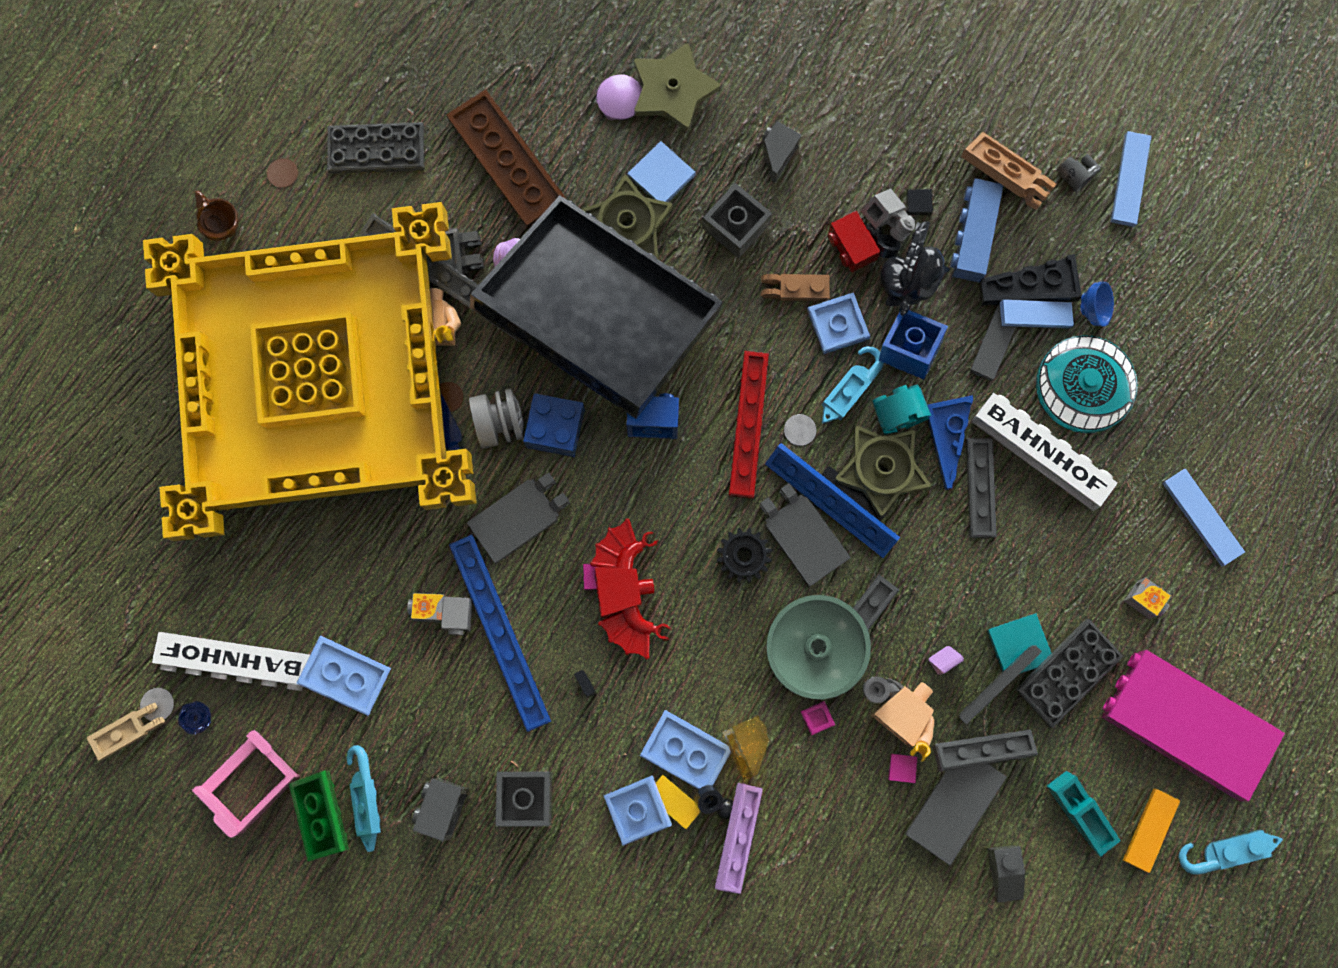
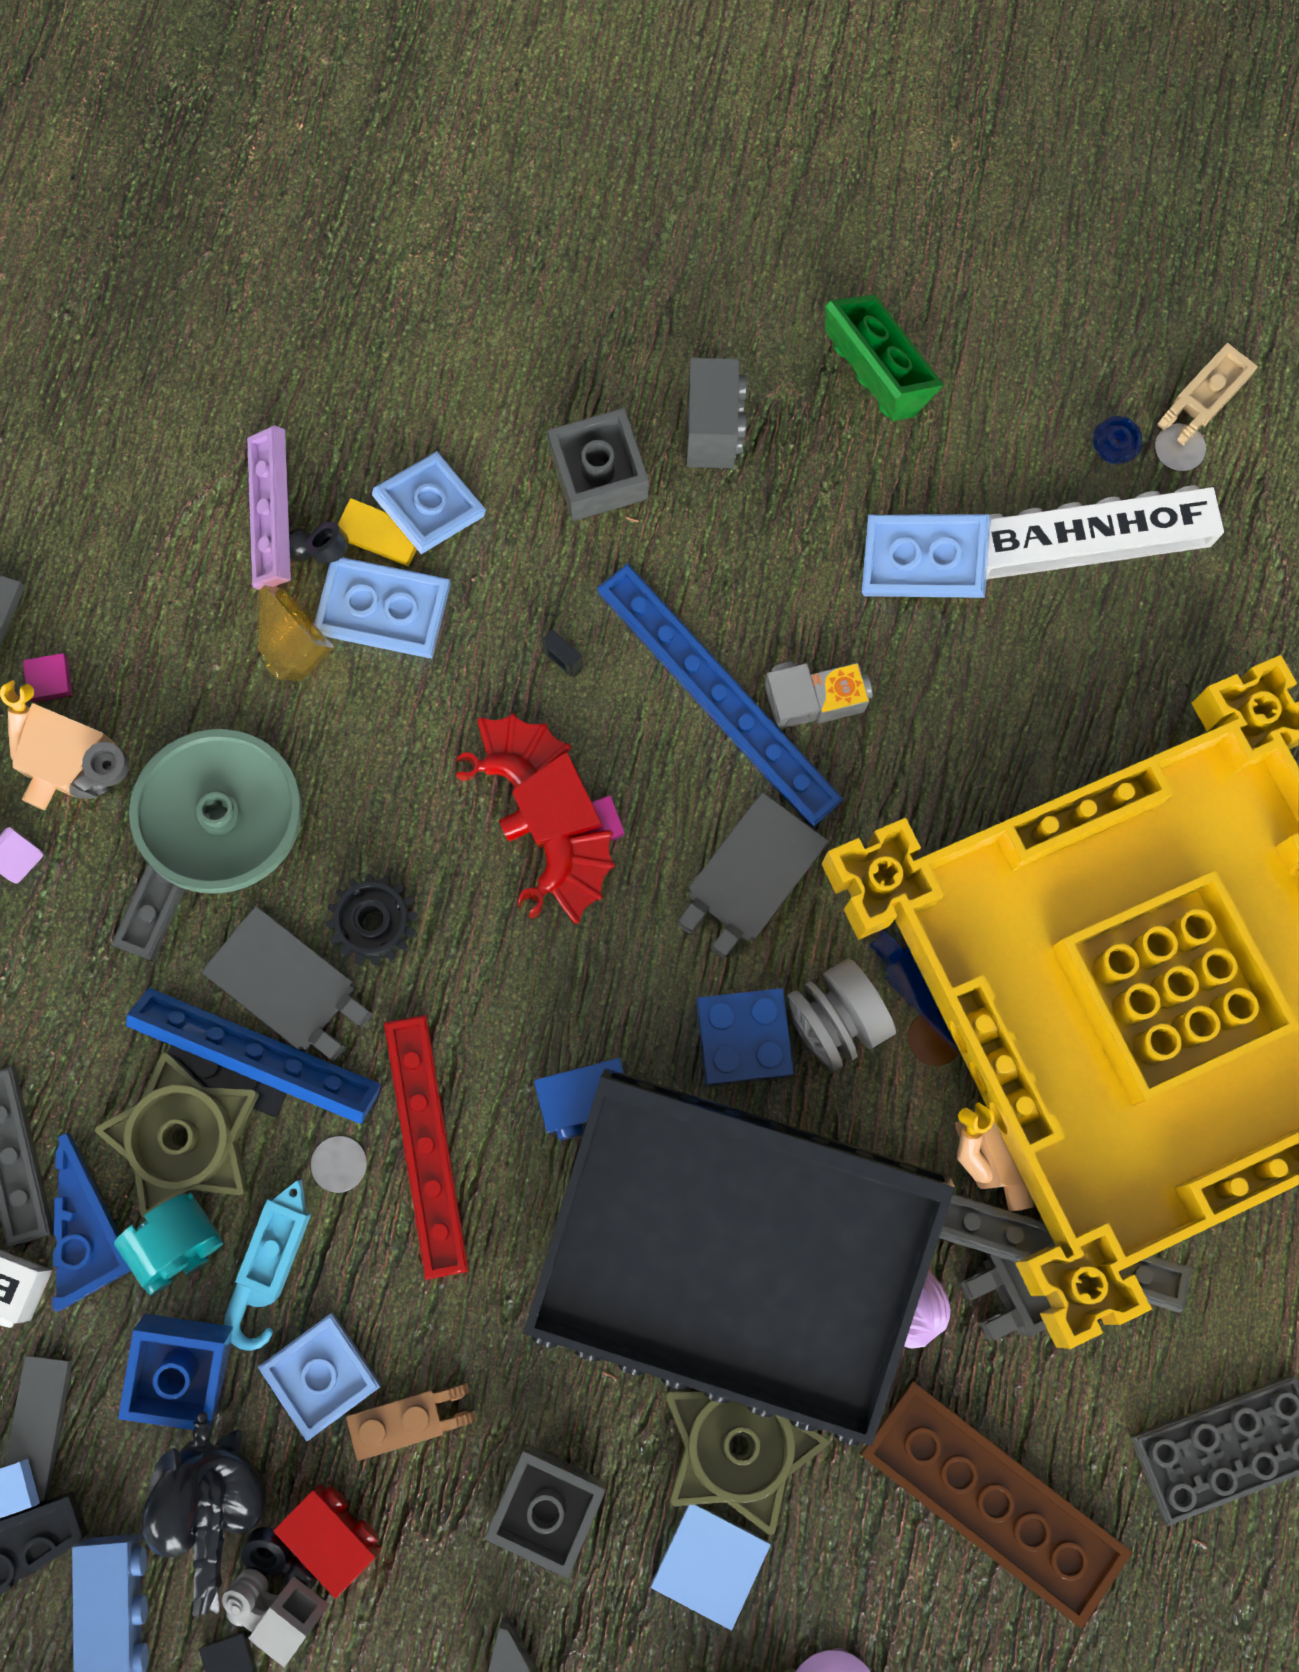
camera: 160 degrees right, 0 degrees up
(223, 817) = (1011, 319): bright pink piece -> none
(364, 799) = (829, 402): medium azure plate -> none
(817, 718) = (195, 711): dark pink tile -> none

